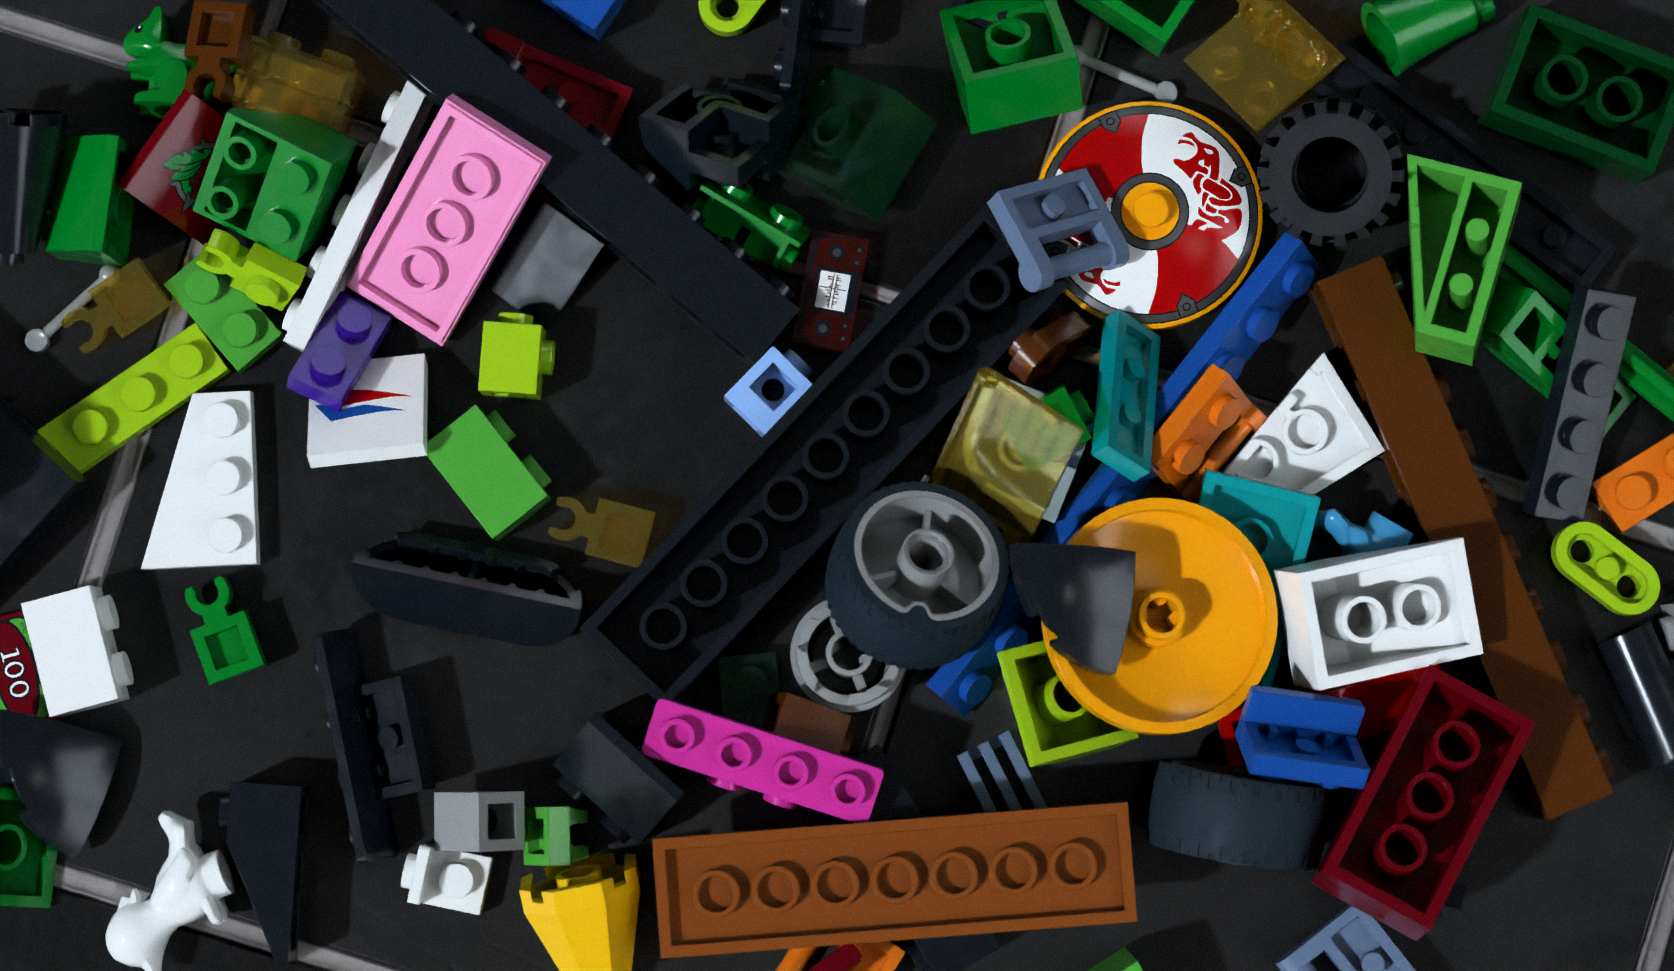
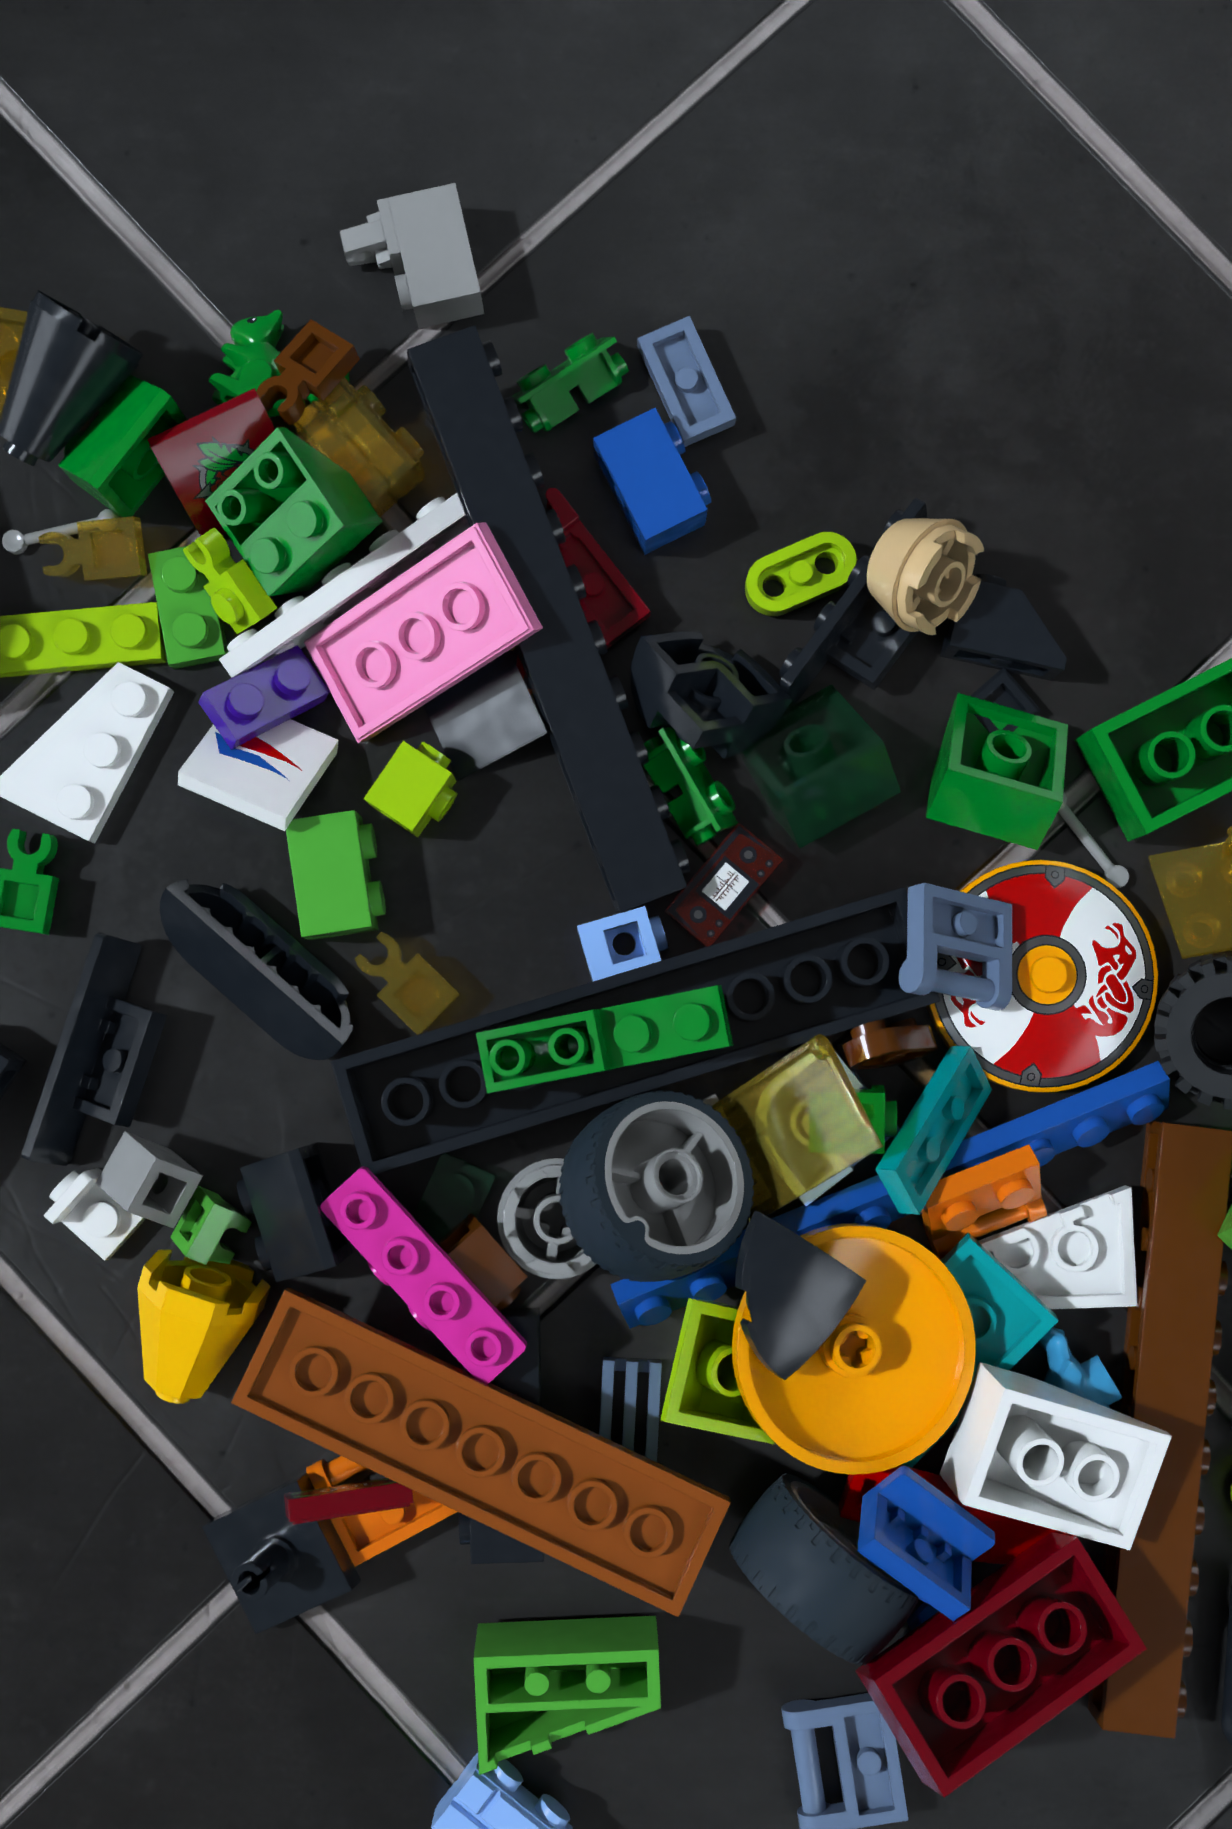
camera: 30 degrees right, 0 degrees up
(802, 475) = (604, 1039): none -> green slope

